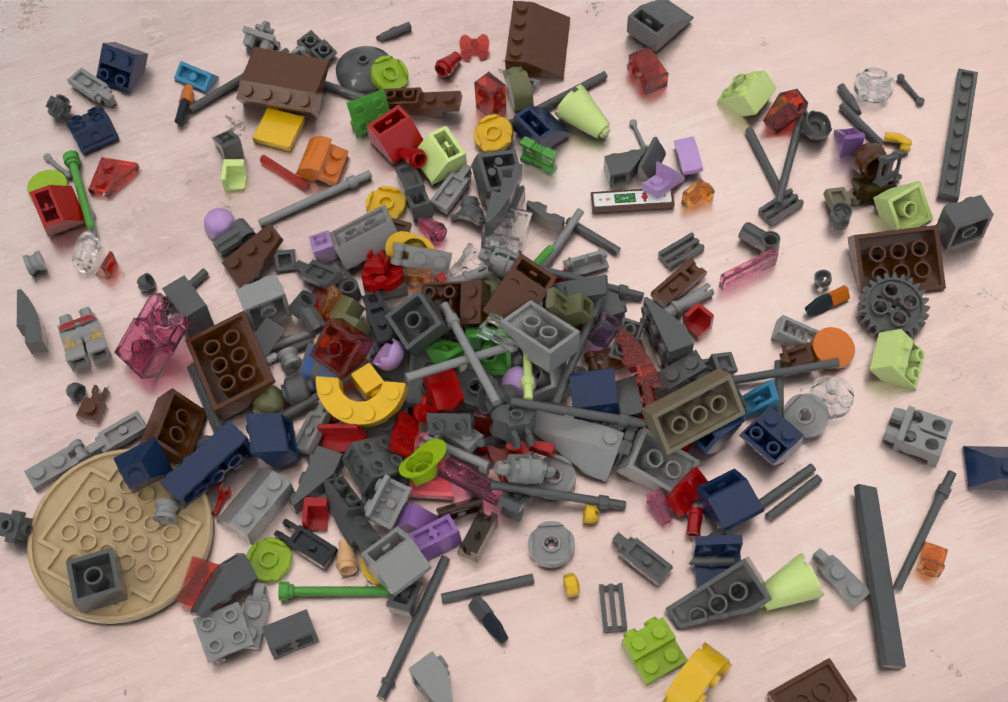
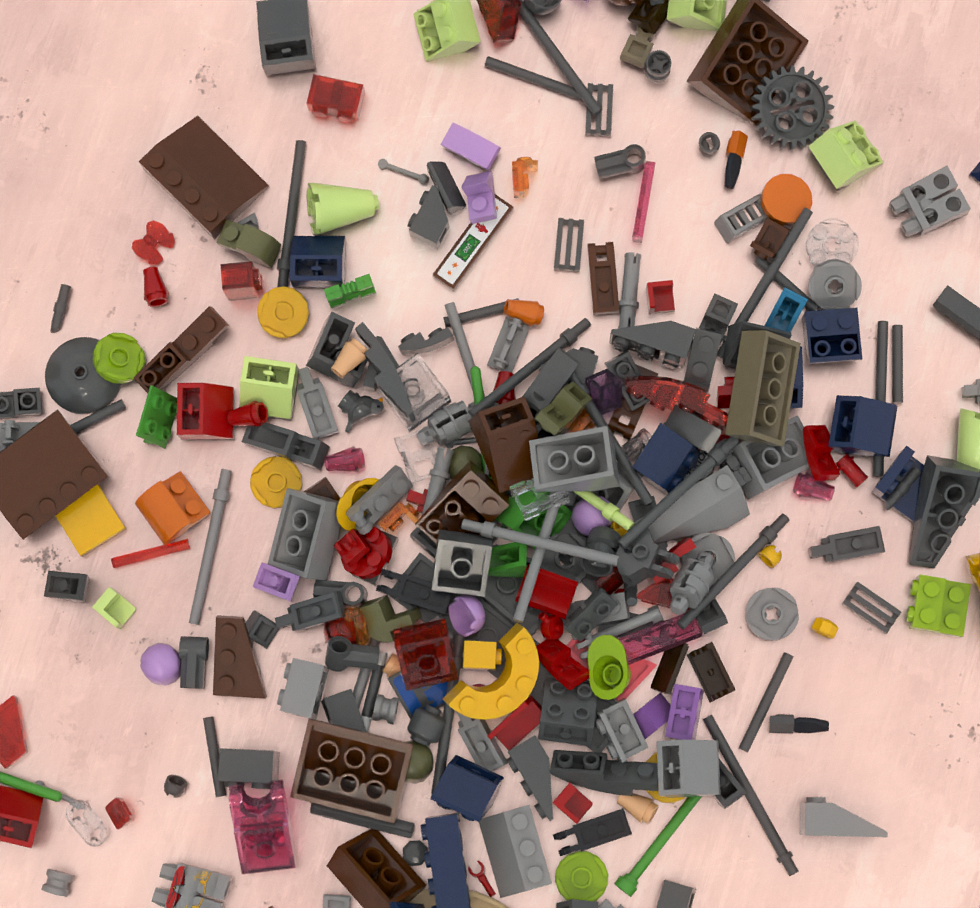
camera: 45 degrees left, 20 degrees up
(493, 173) = (349, 357): none -> light nougat cone
(615, 254) = (527, 311): none -> orange cone

